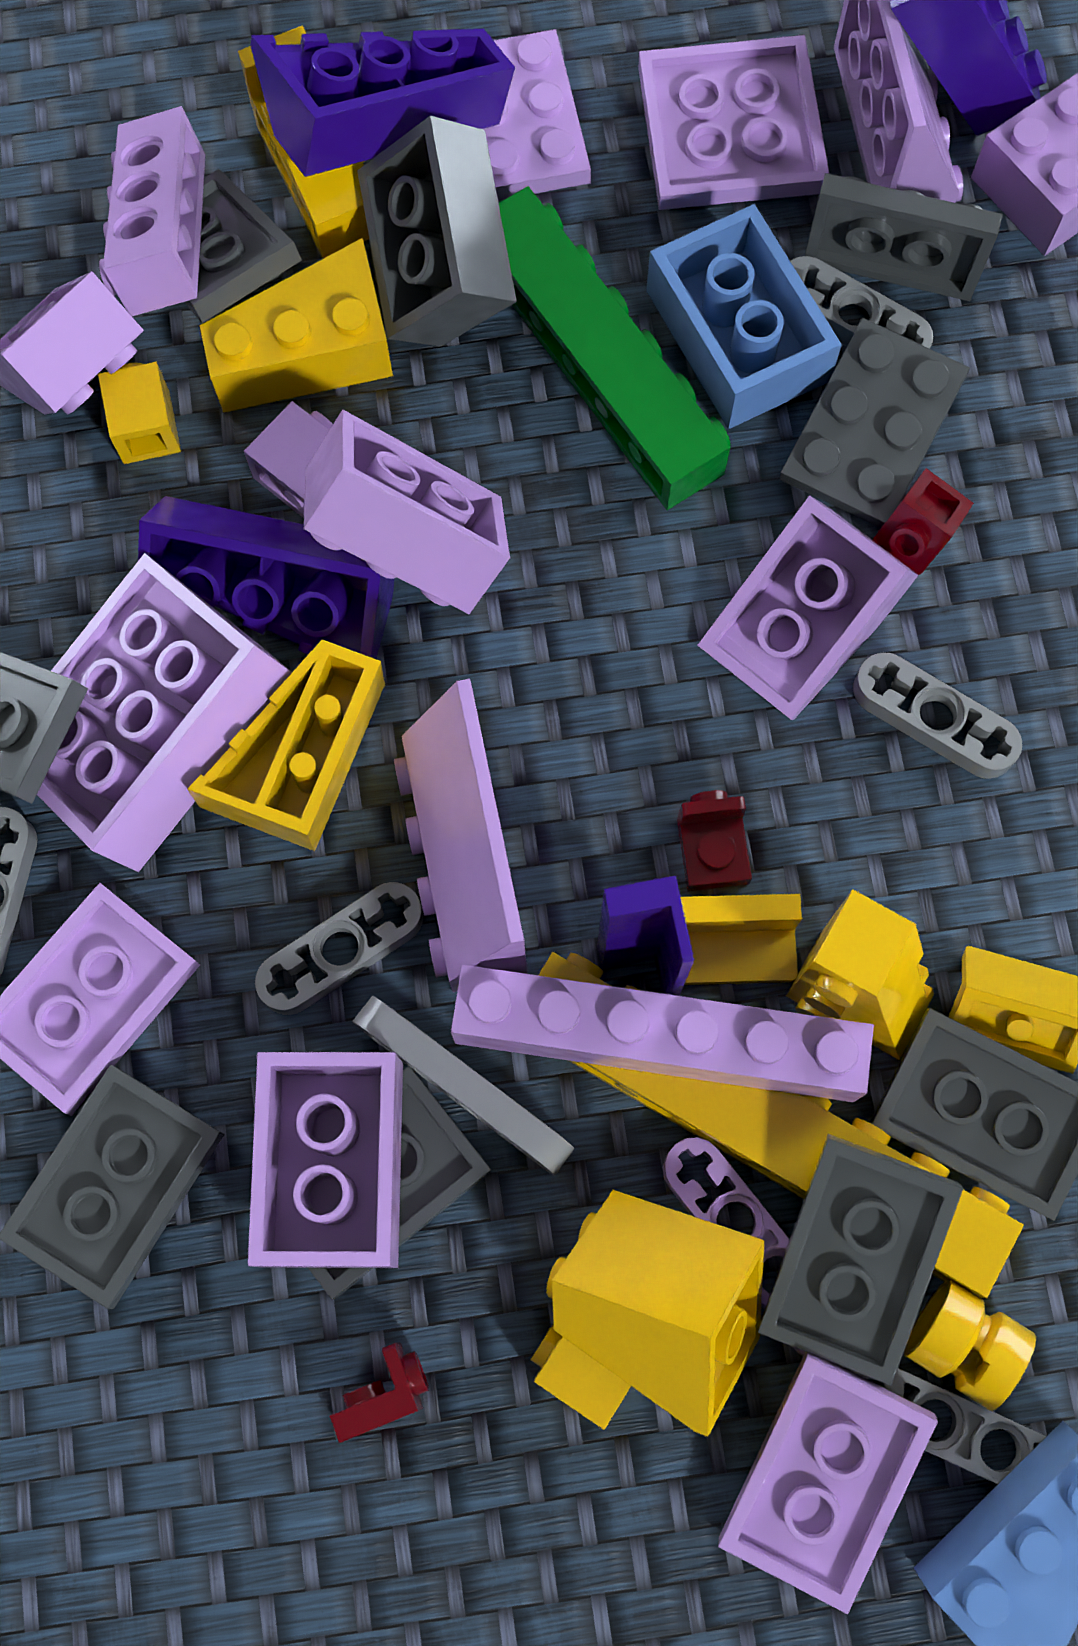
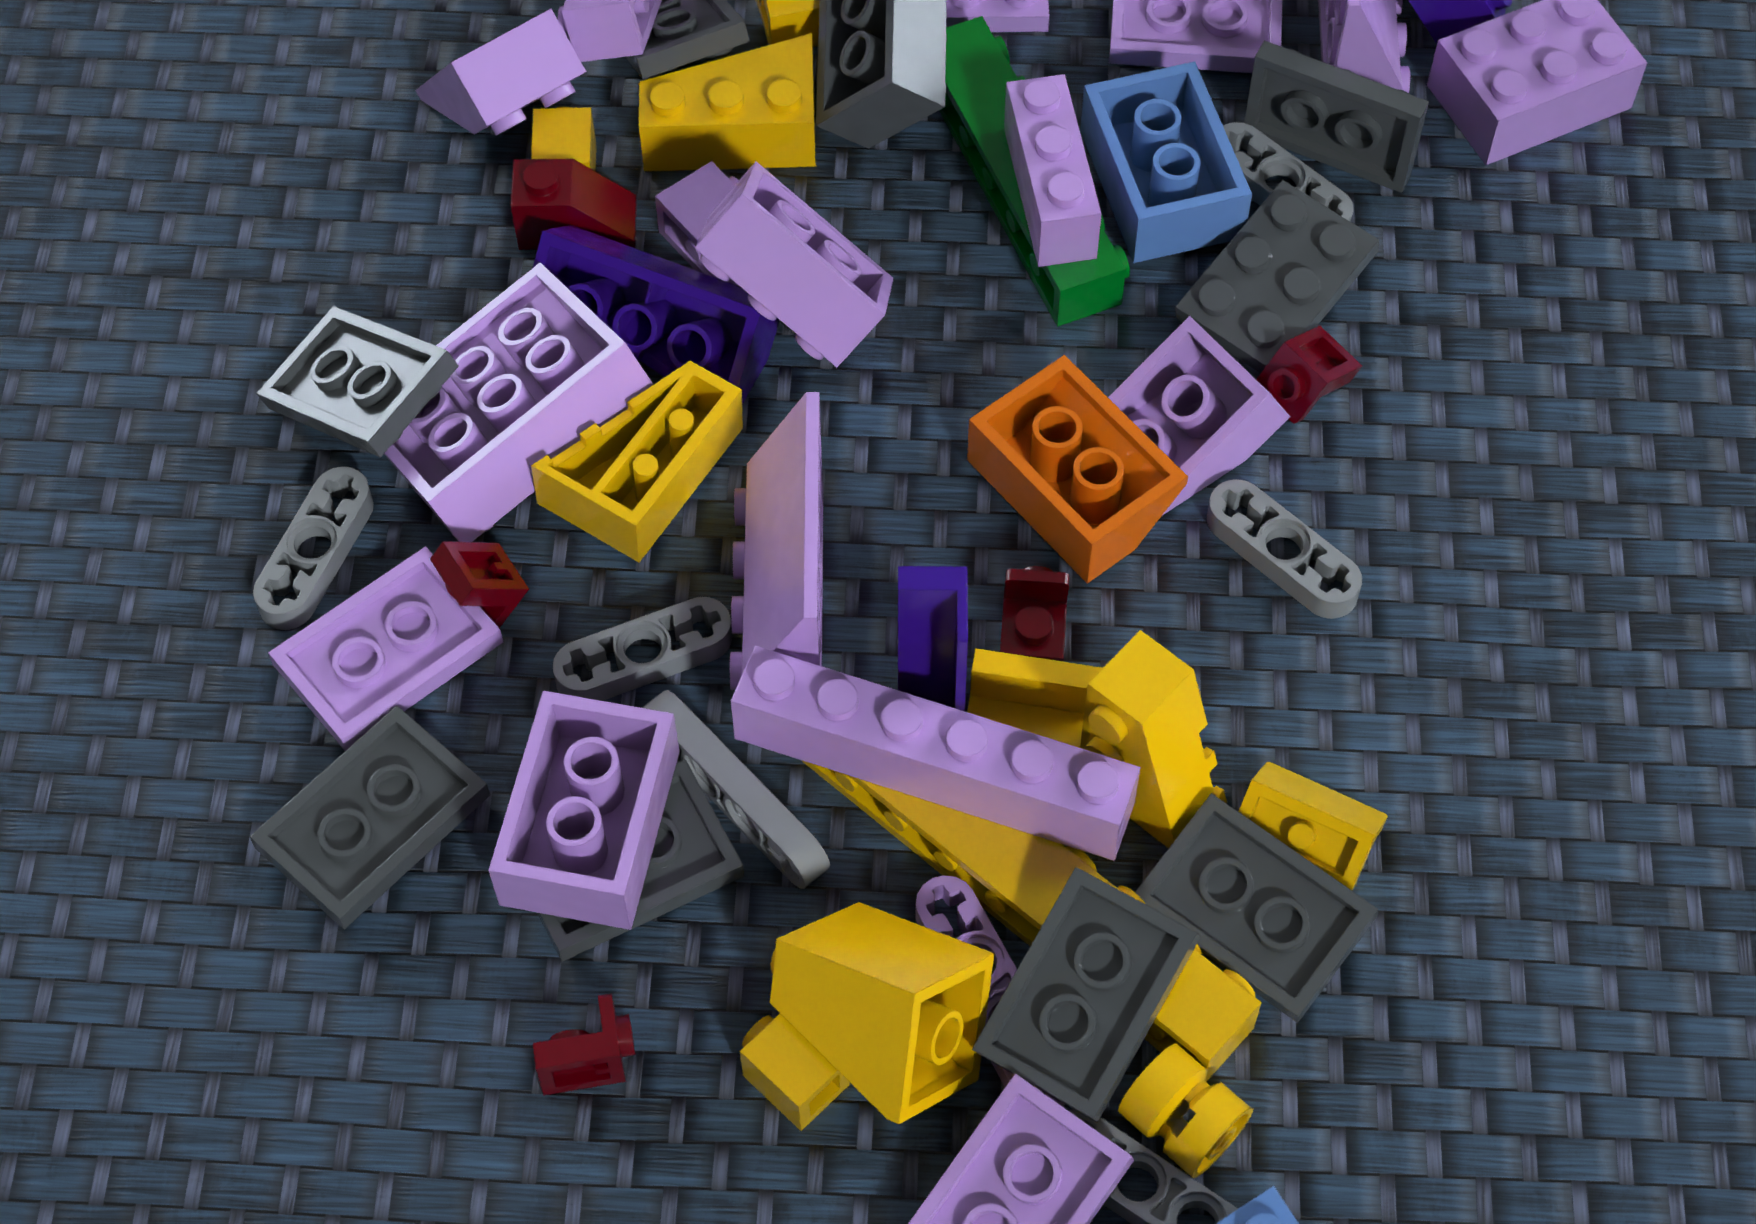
camera: 10 degrees right, 15 degrees down
(152, 463) = (568, 193): none -> dark red slope
(162, 912) = (480, 577): none -> dark red bracket
(640, 355) = (1052, 170): none -> lavender brick
(724, 674) = (1074, 467): none -> orange slope

